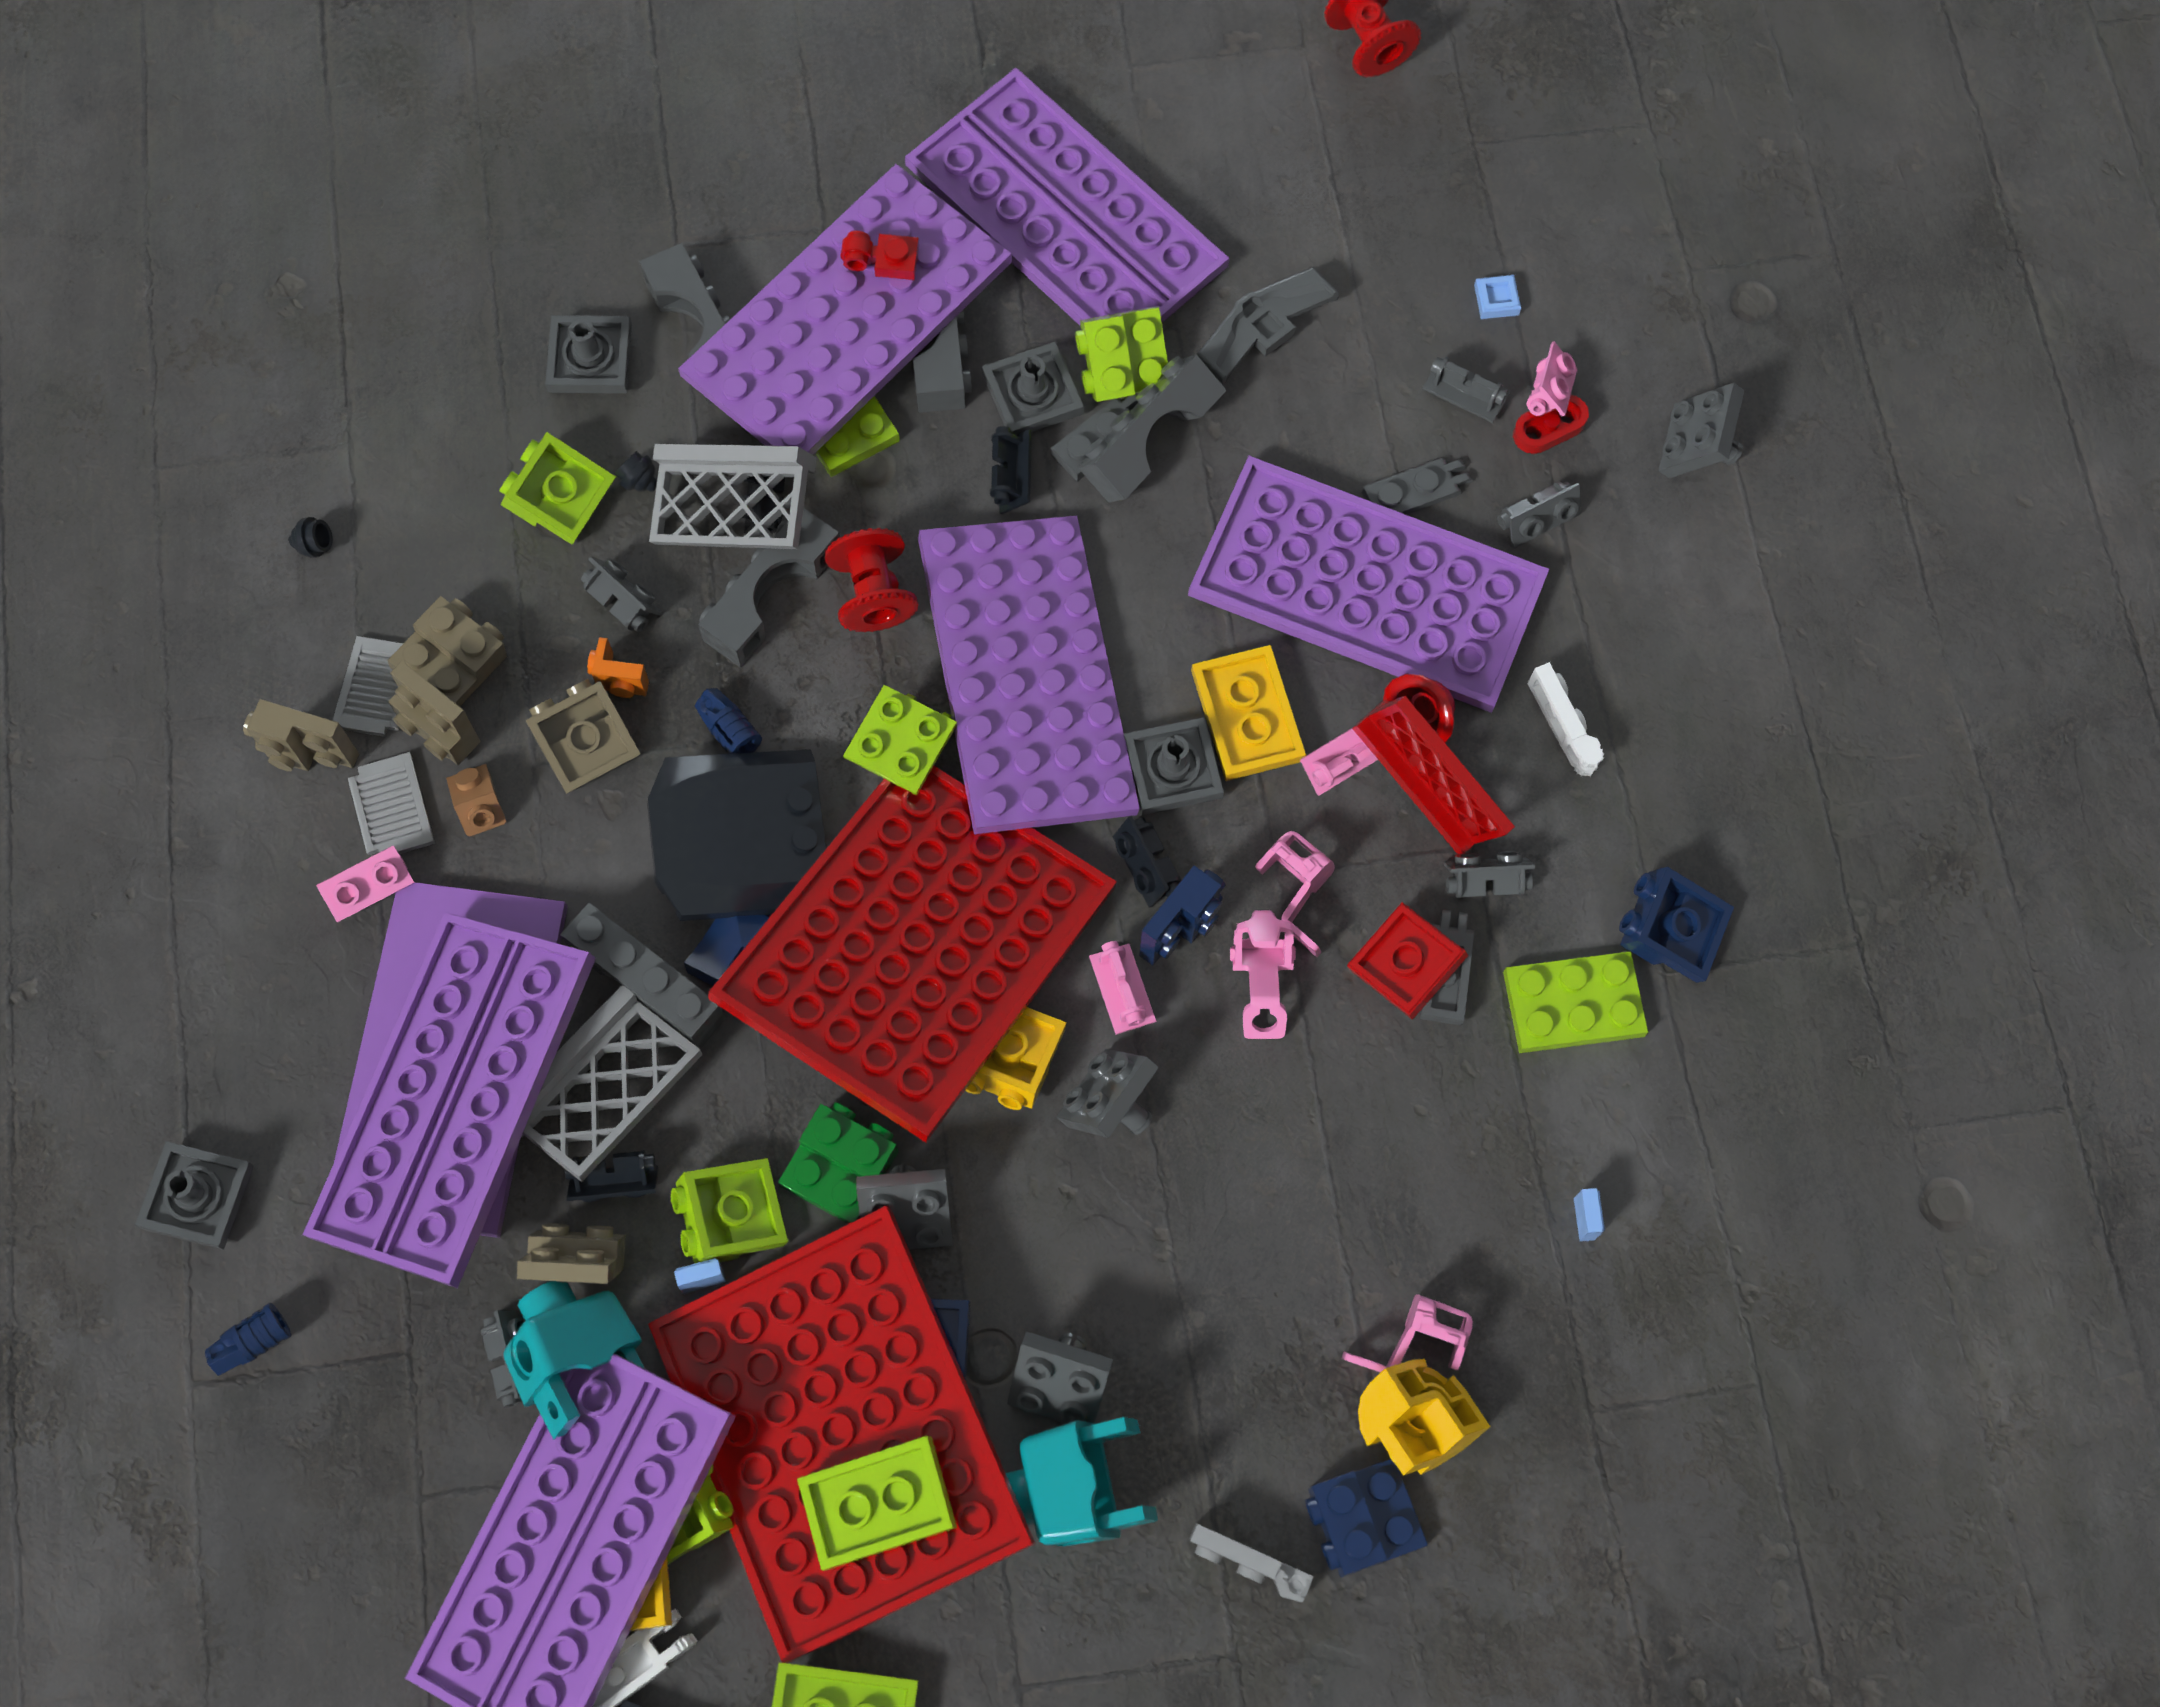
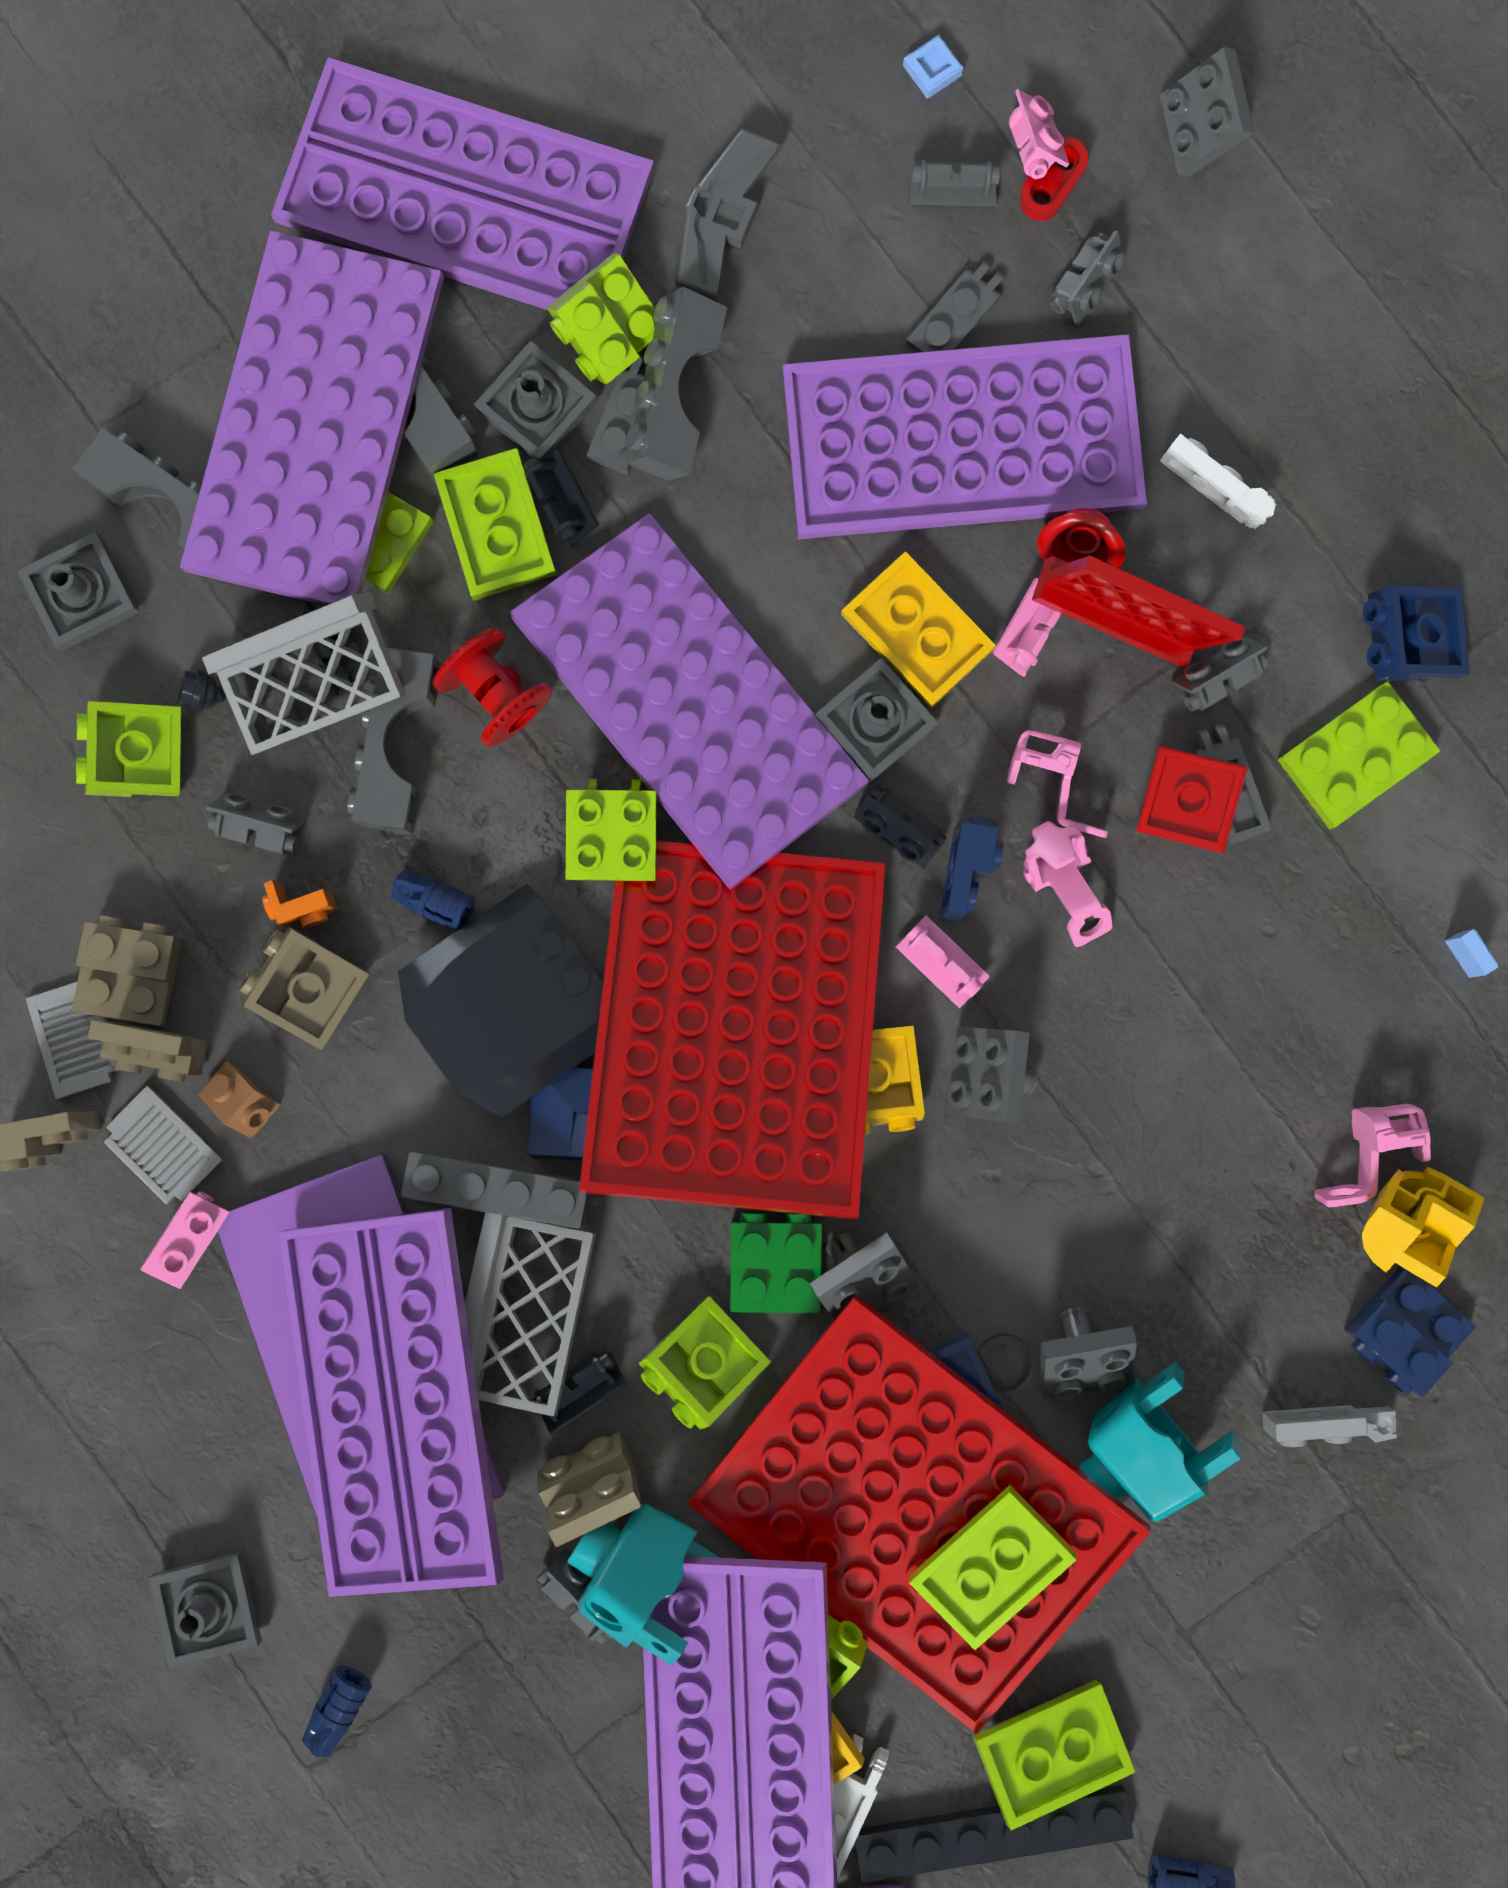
camera: 25 degrees left, 15 degrees up
(699, 1275) = (706, 1439): light blue tile -> none
(893, 256) = (326, 336): red plate -> none
(946, 464) = (495, 524): none -> lime plate

